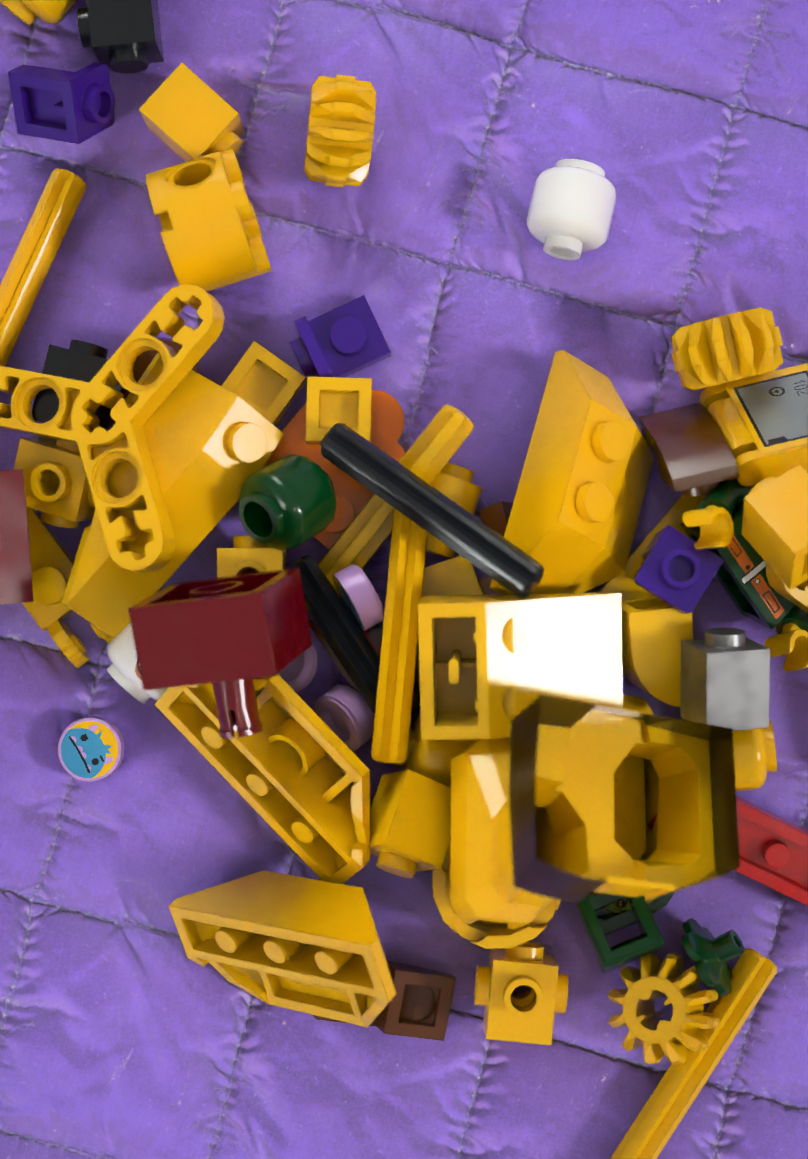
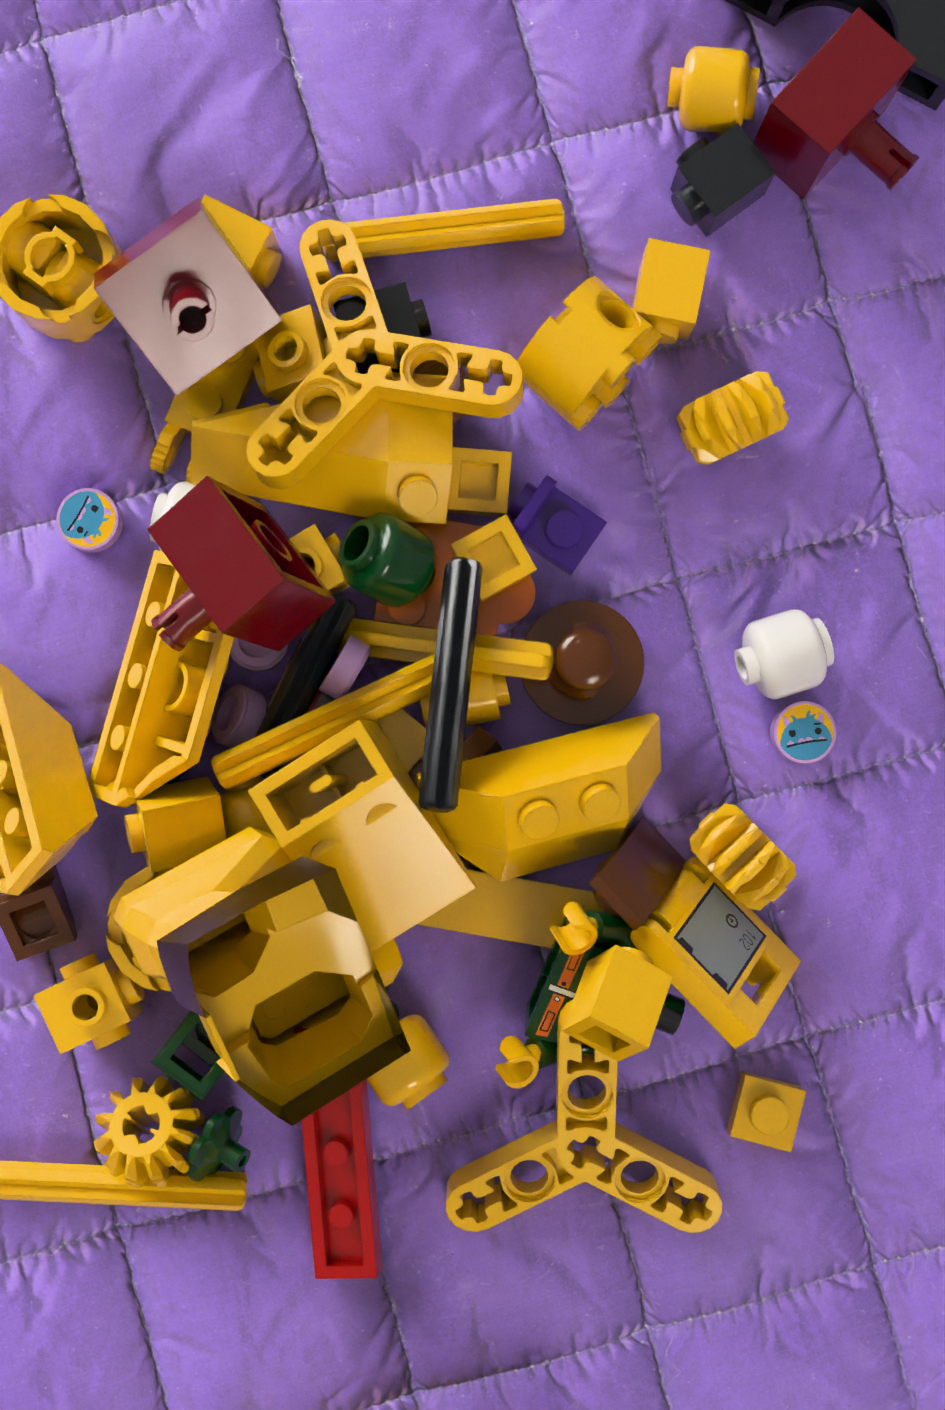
camera: 60 degrees right, 0 degrees up
(62, 102) = (617, 172): dark purple bracket -> none
(483, 378) = (594, 663): none -> reddish brown plate
(648, 234) = (803, 732): none -> tile
(653, 646) = (445, 964): yellow brick -> none
(676, 569) = (523, 923): dark purple bracket -> none
(725, 680) = (453, 1021): flat silver brick -> none

